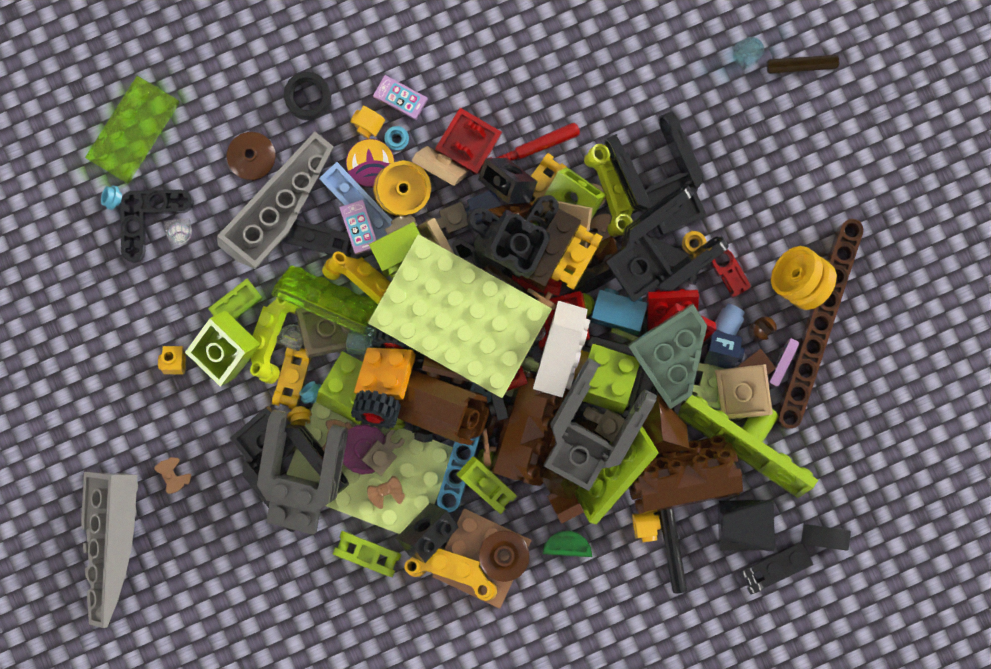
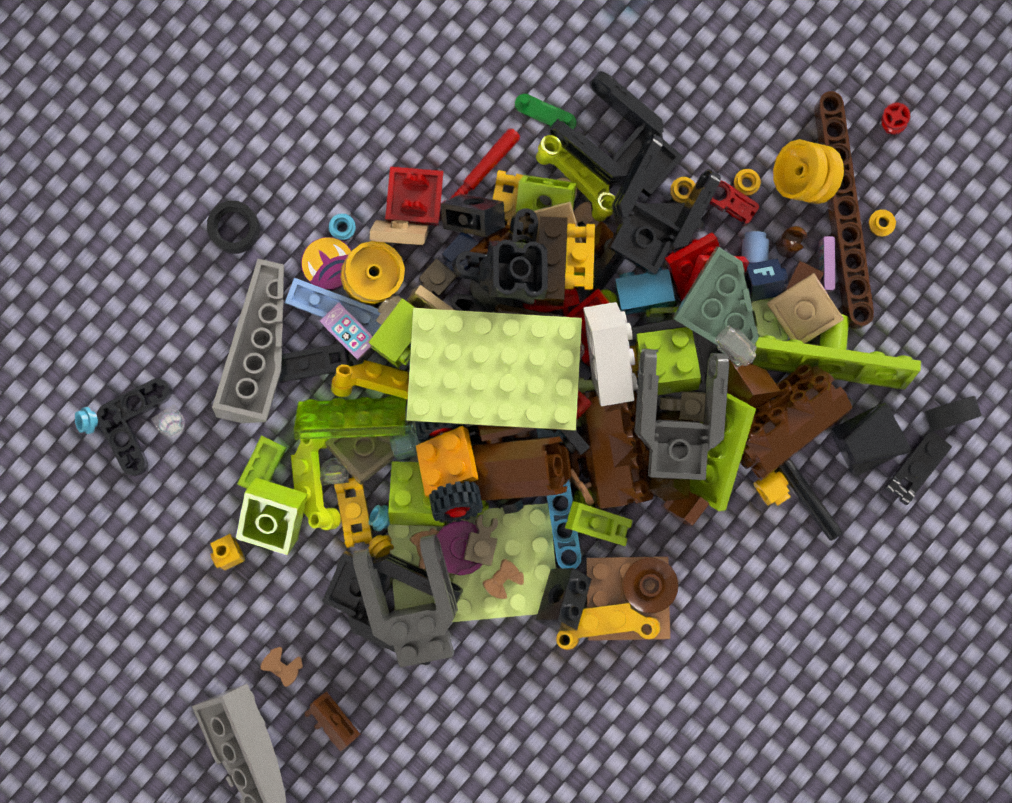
camera: 30 degrees left, 0 degrees up
(132, 129) = (74, 343): clear neon green plate -> none
(192, 539) = (333, 721): none -> reddish brown plate
(259, 164) = (216, 320): reddish brown dish -> none
(367, 122) = (305, 224): yellow plate -> none
(367, 554) = (513, 649): lime plate -> none
(400, 97) = (326, 185): tile -> none
(545, 300) = (559, 313): medium nougat piece -> none
(567, 544) = (704, 543): green plate -> none
(610, 122) = (543, 111): none -> green piece
(668, 393) = (736, 346): none -> clear brick
(758, 260) = (750, 175): none -> yellow plate
(839, 350) = (874, 224): none -> yellow plate
(905, 264) = (896, 112): none -> red wheel

